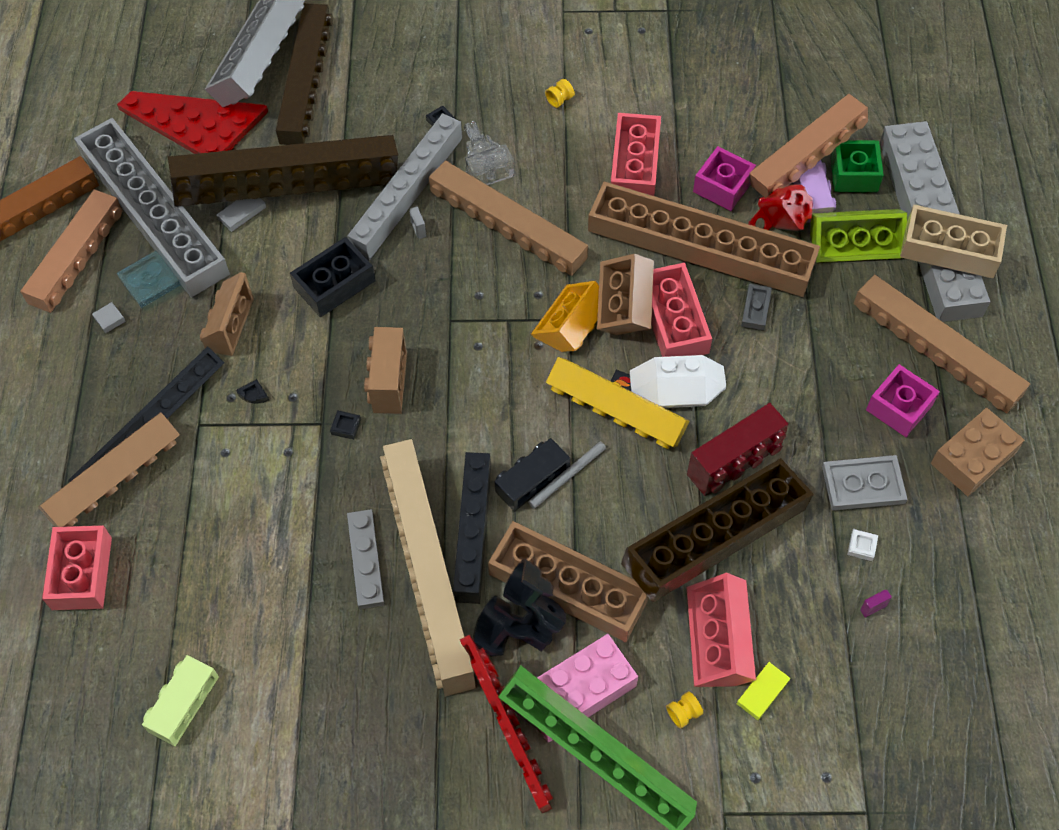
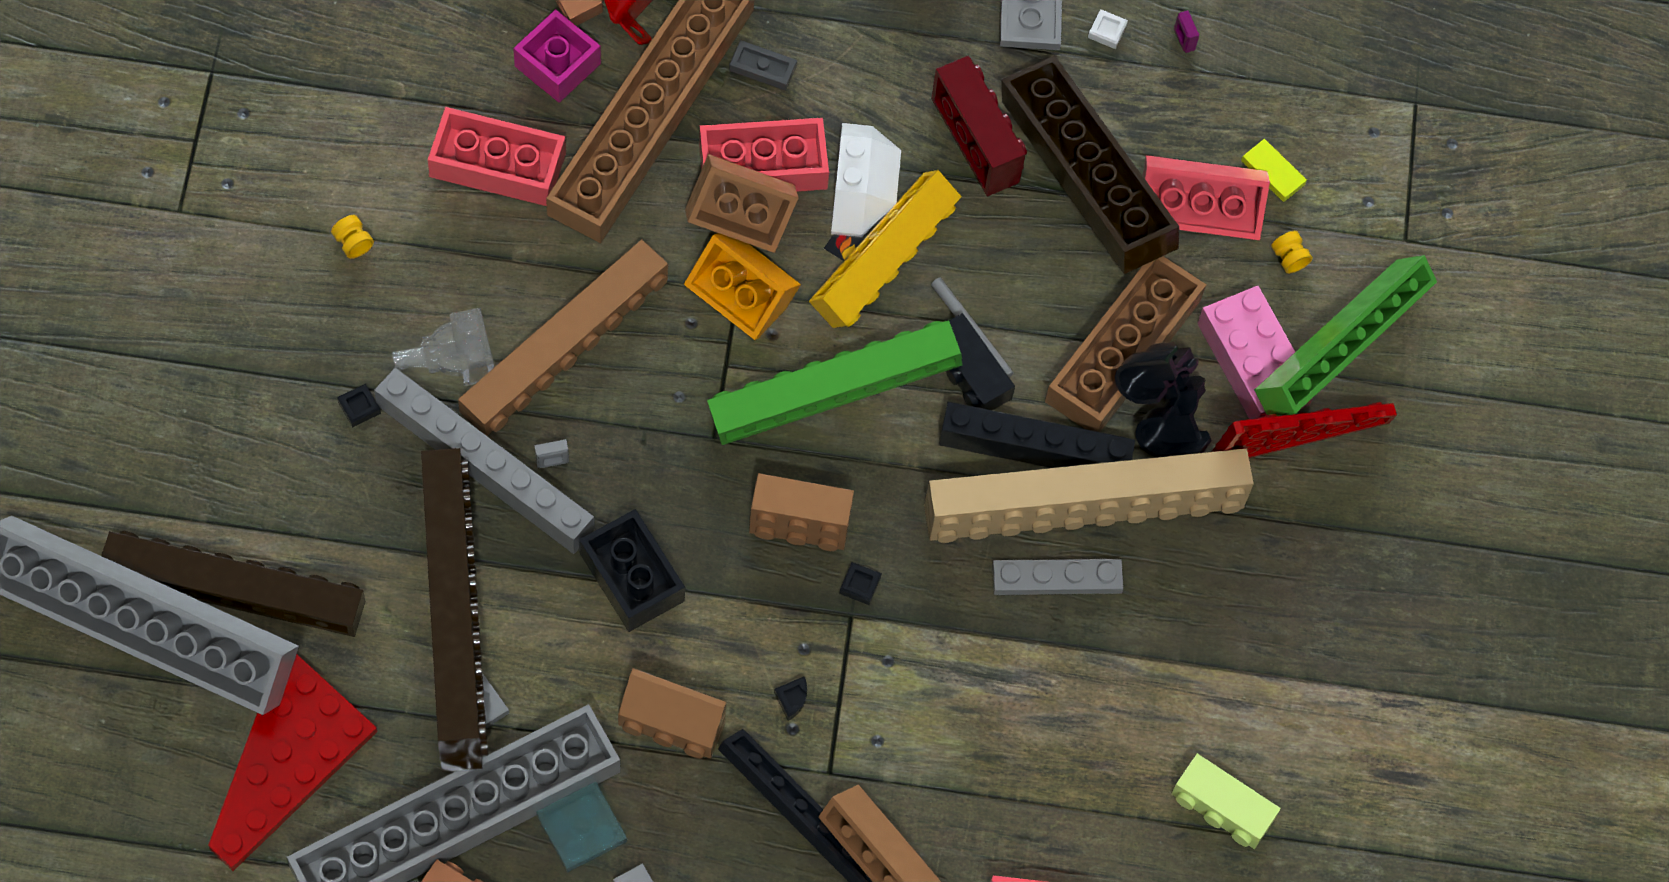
camera: 90 degrees left, 5 degrees up
(497, 381) = (835, 381): none -> bright green brick

